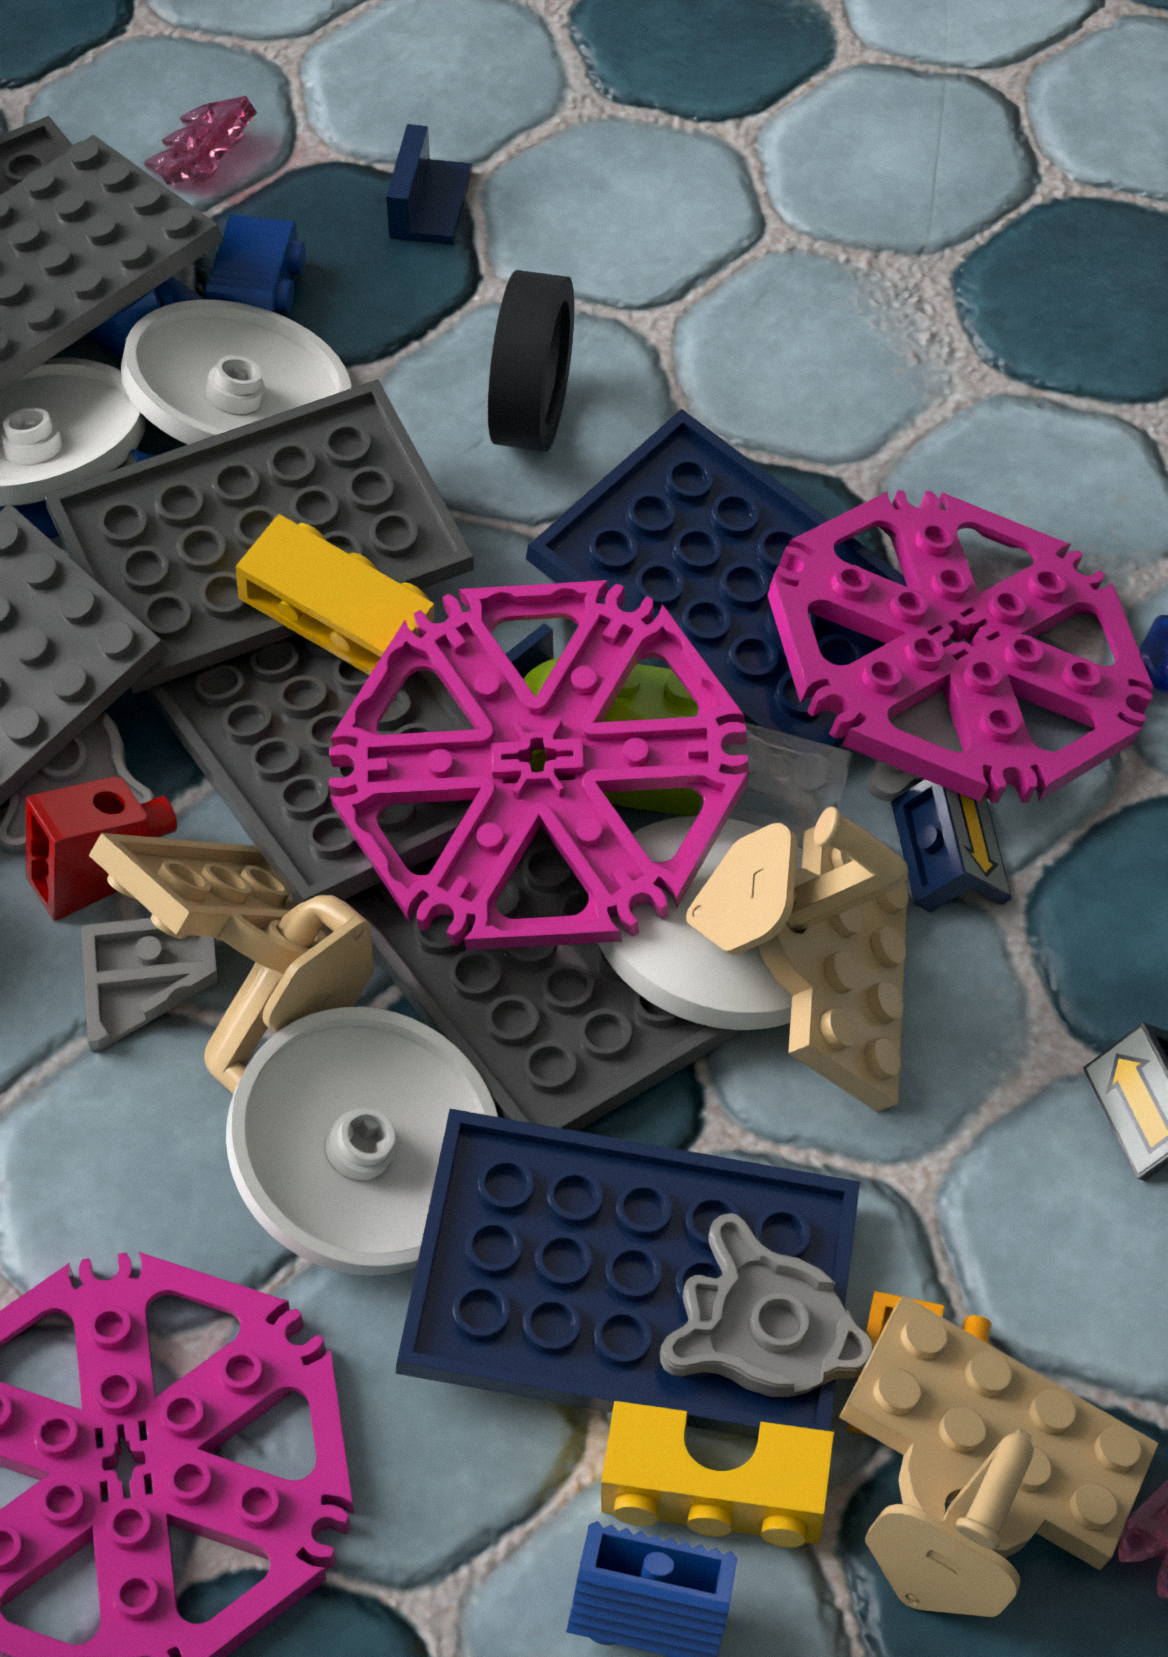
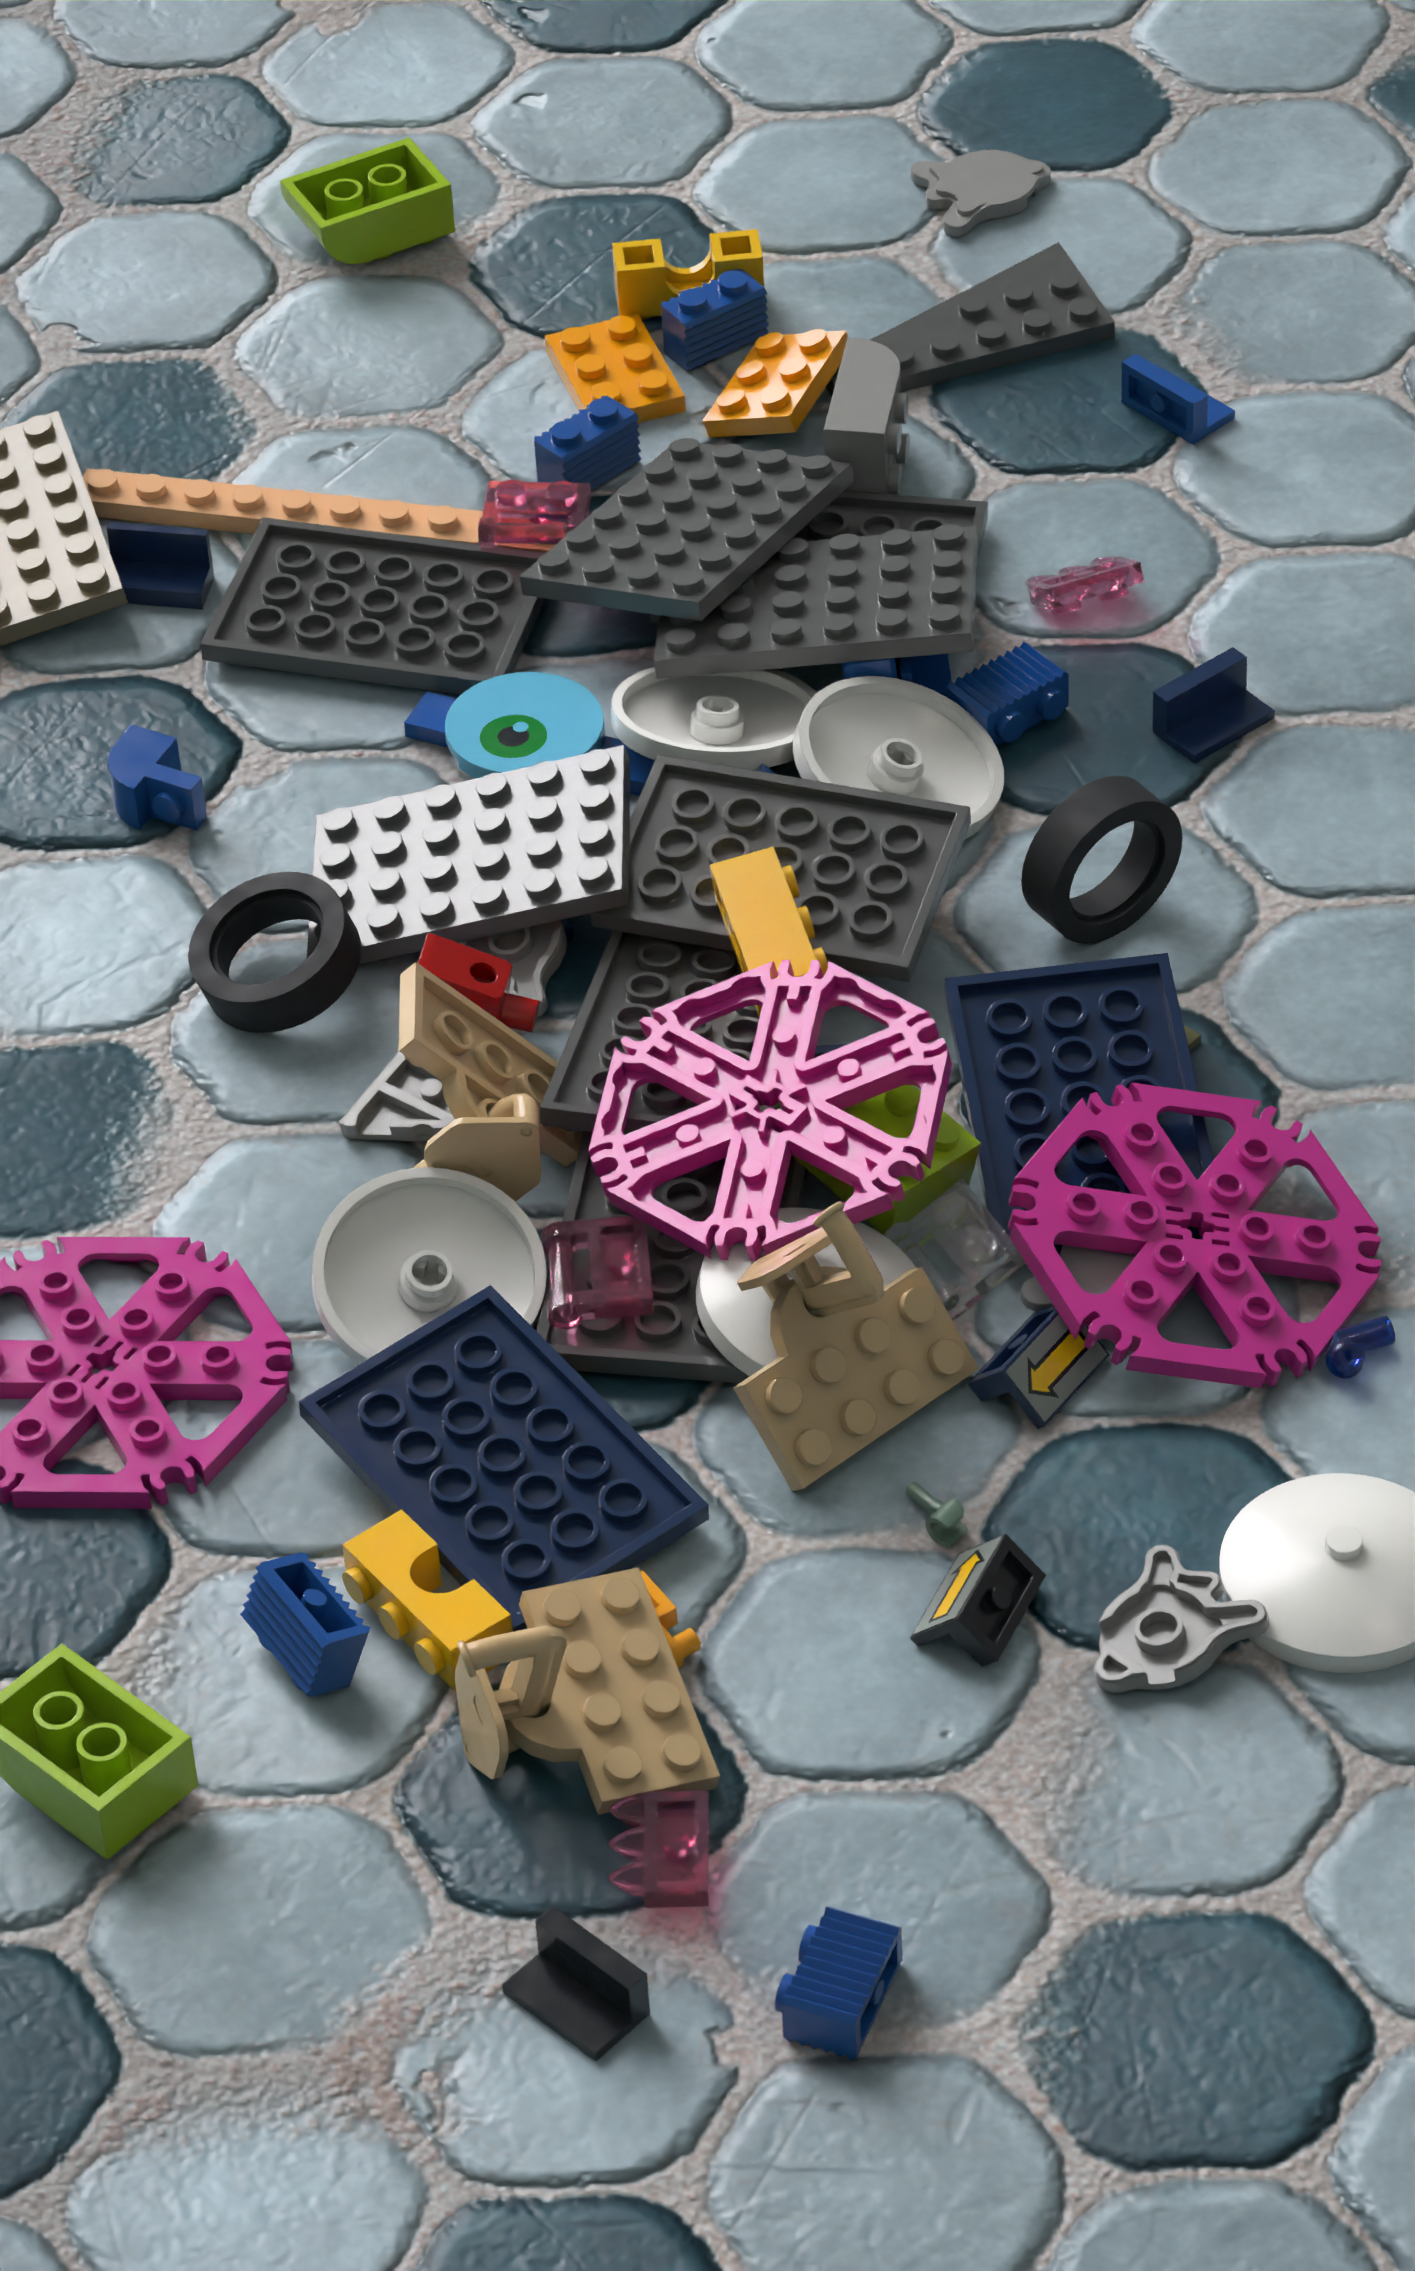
camera: 45 degrees right, 10 degrees down
(529, 1005) = (617, 1270): none -> clear pink plate
(764, 1320) = (543, 1530): light grey tile -> none
(1045, 1039) = (944, 1520): none -> sand green hand

